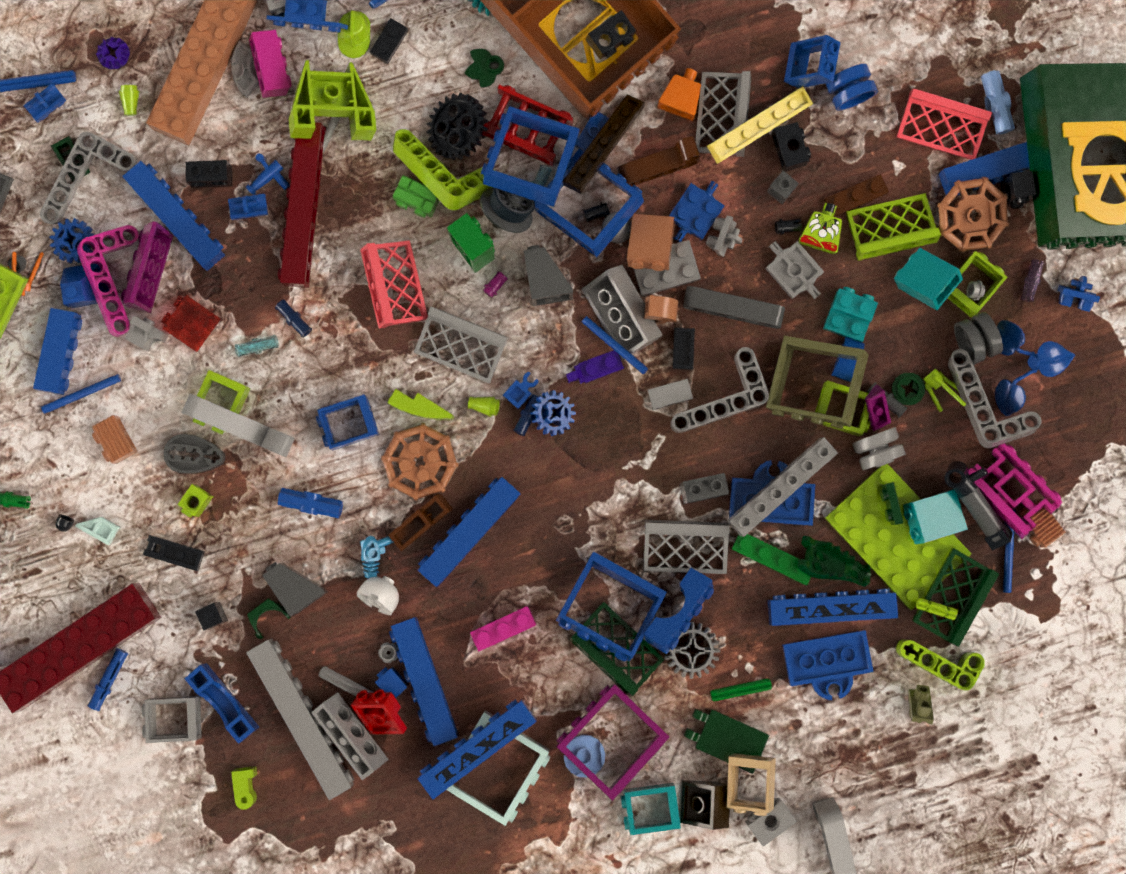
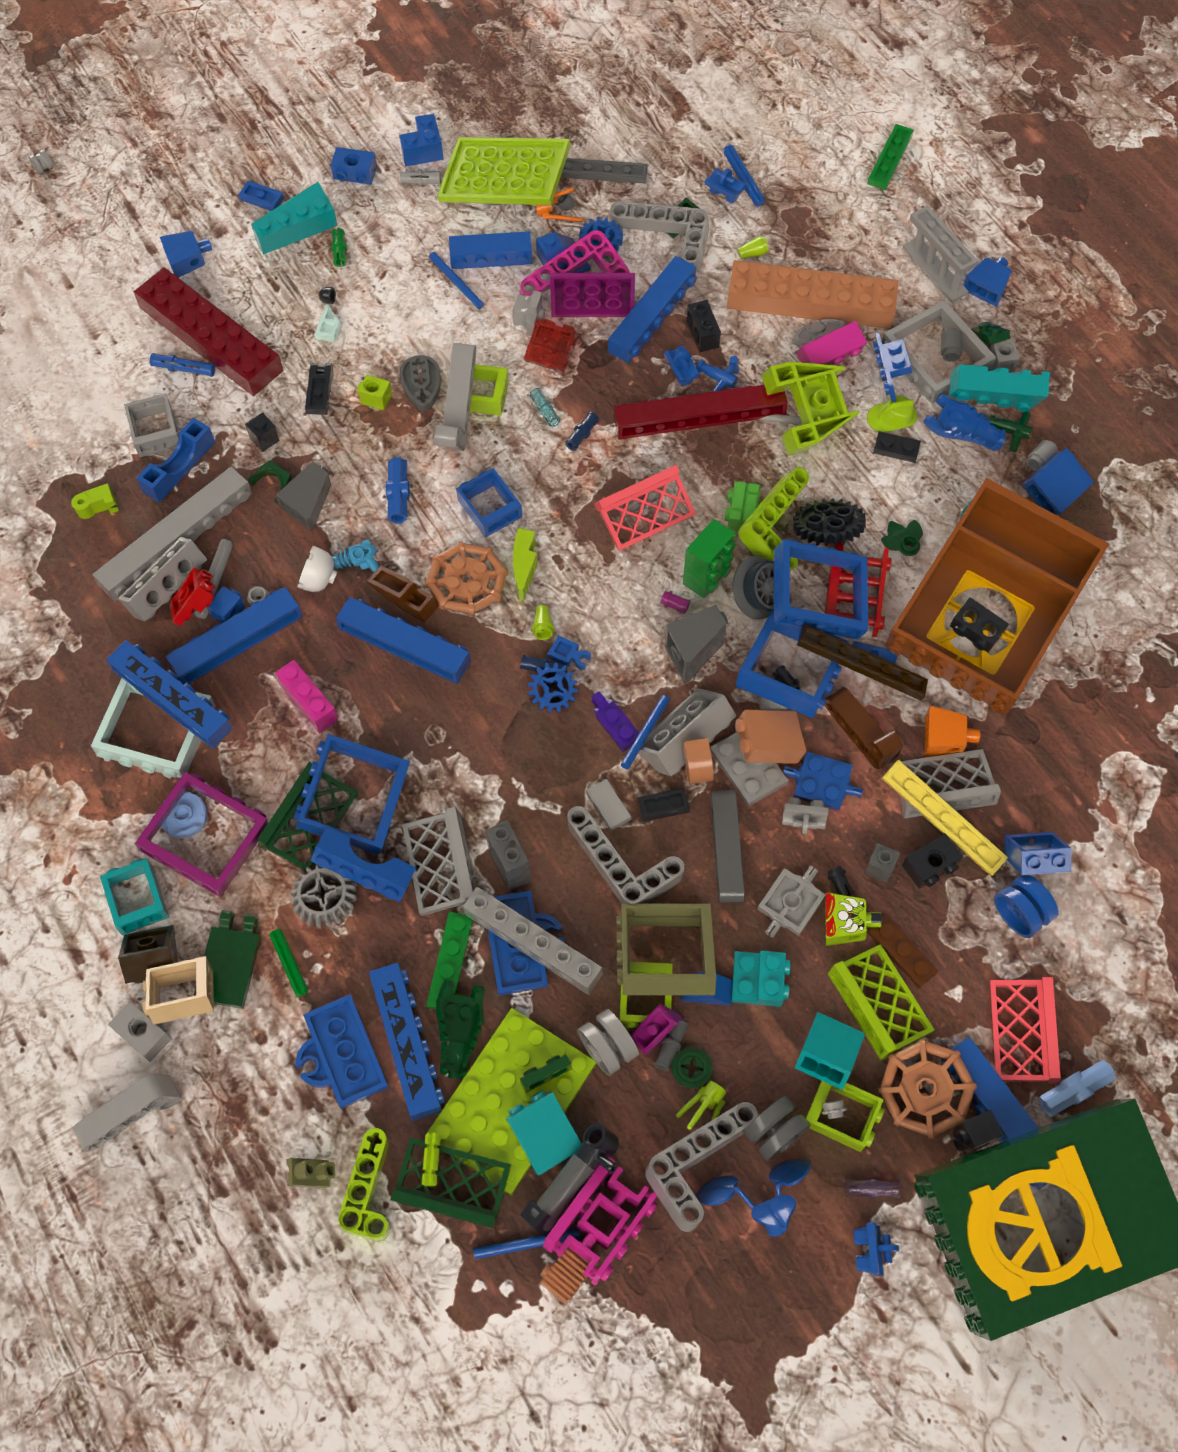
camera: 75 degrees right, 20 degrees down
(114, 439) = (418, 313): nougat brick -> none
(122, 53) = (795, 233): dark purple gear -> none
(468, 328) = (620, 584): light grey fence -> none

